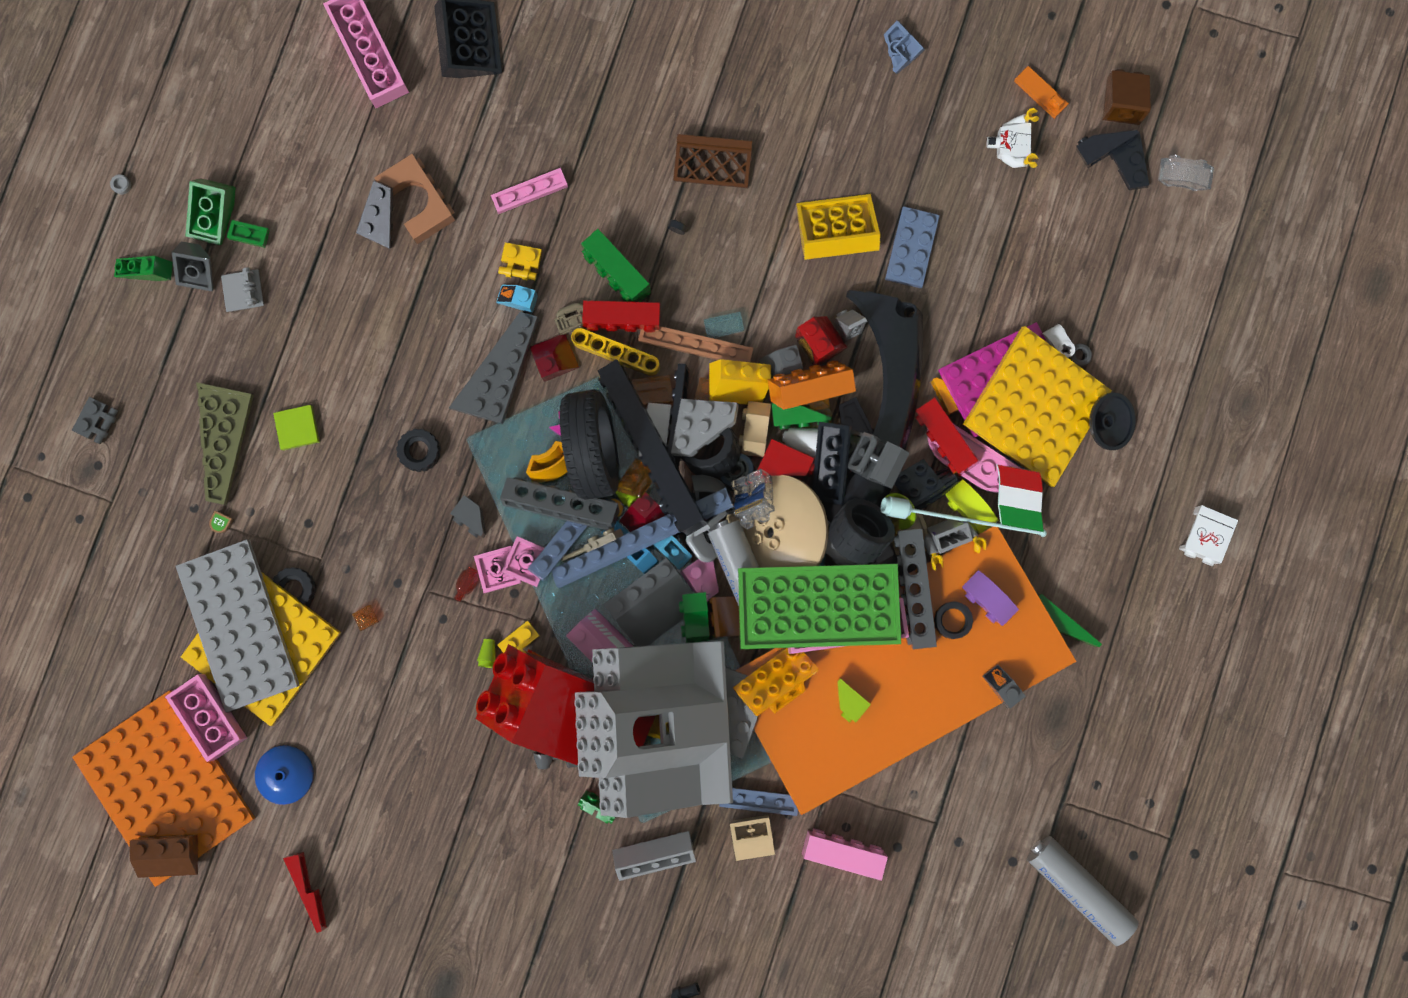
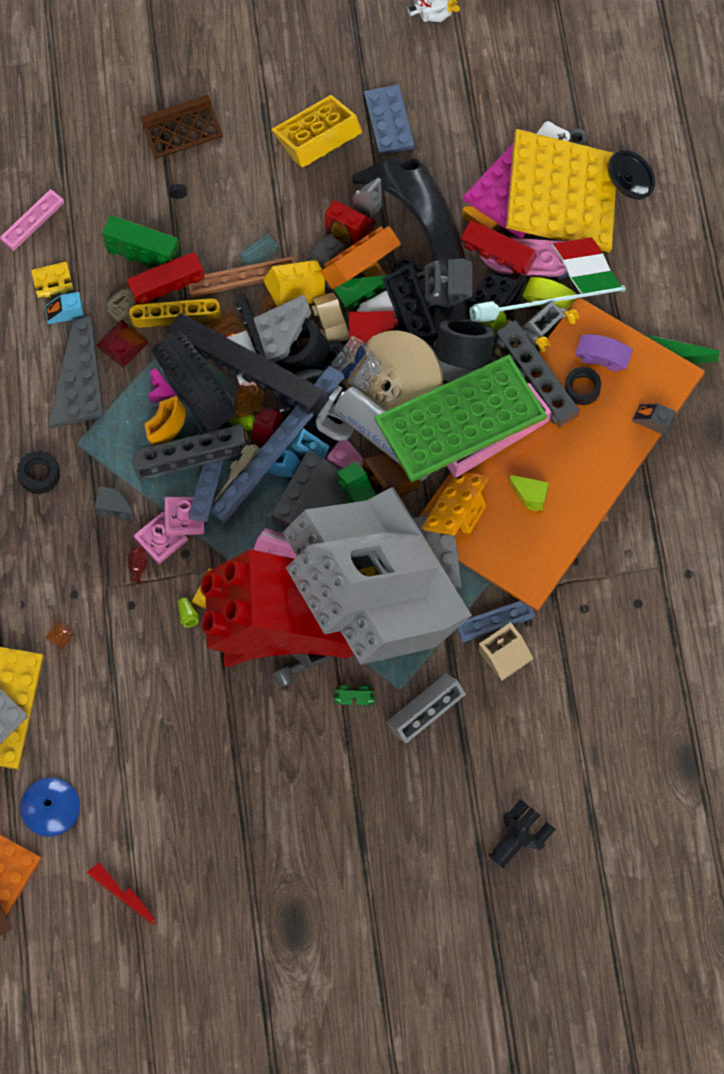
camera: 30 degrees left, 15 degrees down
(844, 855) = (593, 624): bright pink brick -> none

